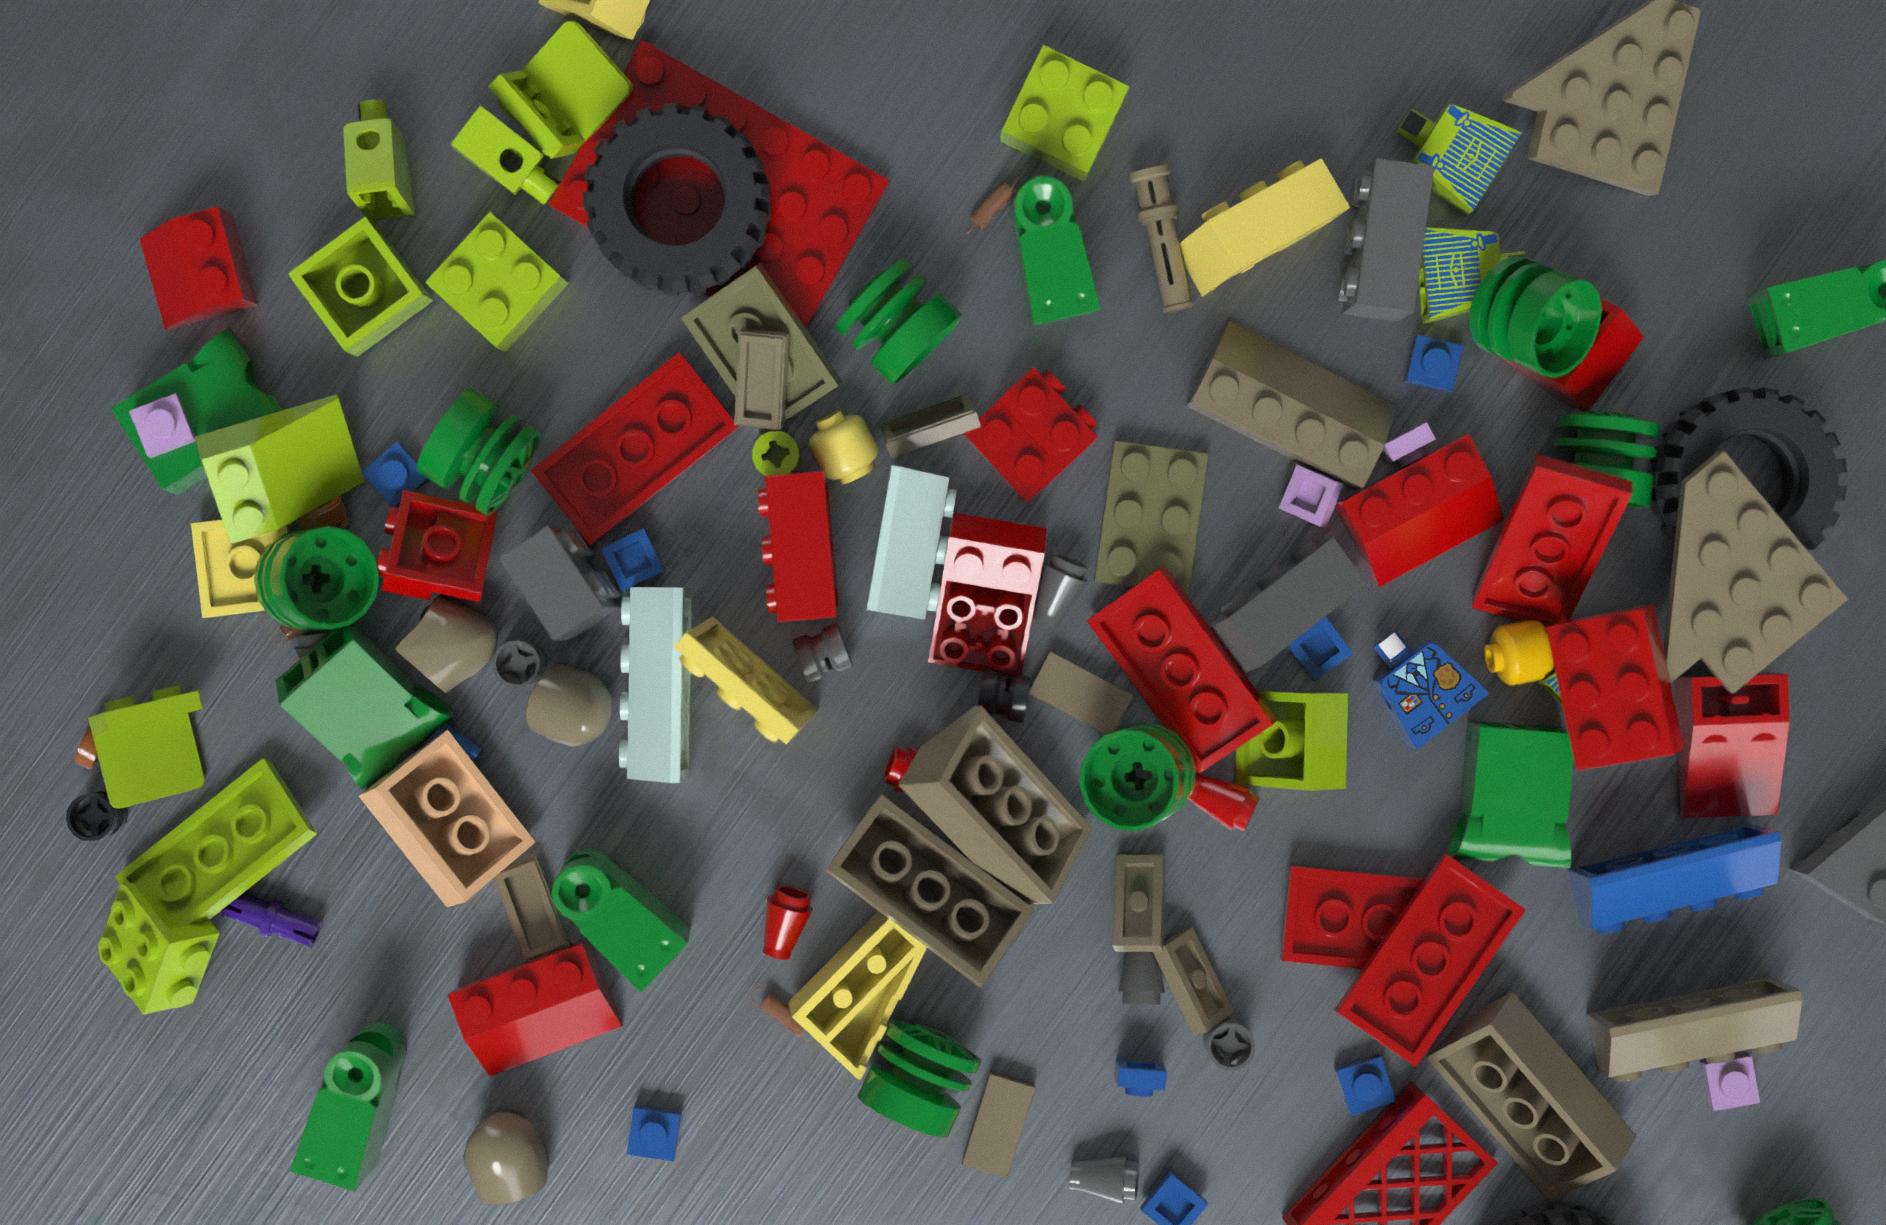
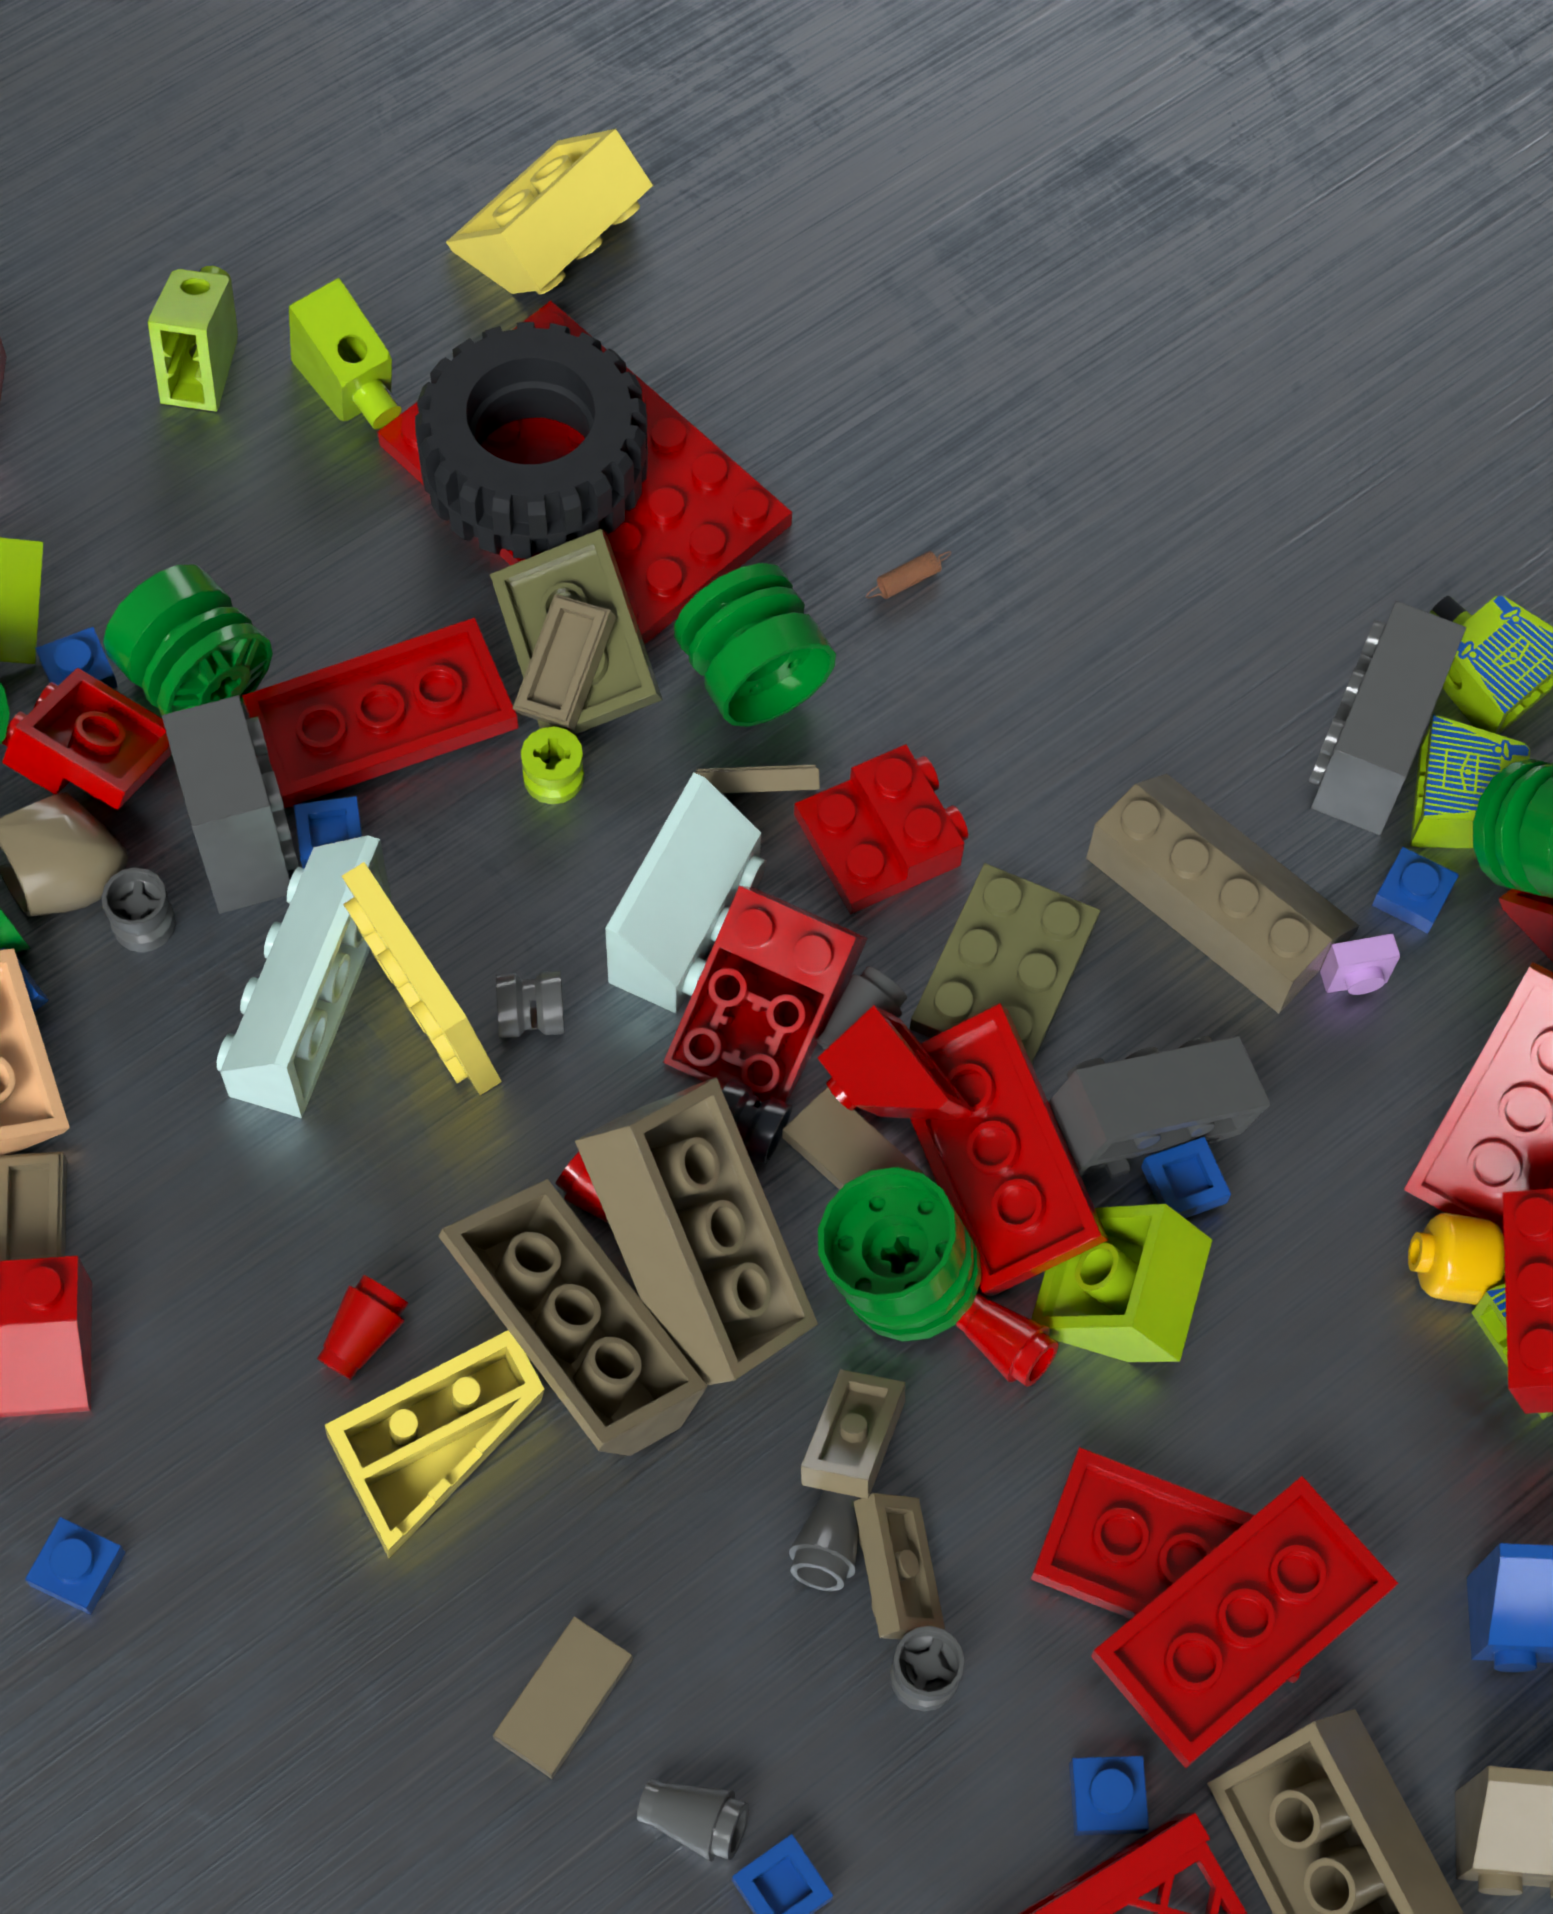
camera: 15 degrees right, 25 degrees down
(360, 287) = (122, 446): lime brick -> none
(496, 282) = (285, 489): lime brick -> none
(563, 91) = (436, 312): lime bracket -> none
(569, 705) = (178, 970): dark tan piece -> none
(619, 916) = (141, 1232): green piece -> none
(781, 1013) = (315, 1456): nougat piece -> none
(799, 546) = (545, 860): red brick -> none
(843, 446) = (639, 775): light yellow head -> none
(916, 1085) = (472, 1575): green wheel -> none
(1051, 253) = (966, 619): green piece -> none
(1064, 113) = (1024, 493): lime brick -> none
(1097, 640) = (889, 1072): none -> red slope
(1140, 1077) = (786, 1680): blue plate -> none
(1174, 296) = (1108, 637): dark tan pin -> none
(1261, 223) = (1231, 664): light yellow wedge -> none
(1311, 495) = (1221, 992): lavender plate -> none
(1421, 510) = (1361, 1046): red slope -> none
(1423, 688) = (1317, 1267): blue torso -> none
(1515, 794) = (1417, 1436): green piece -> none

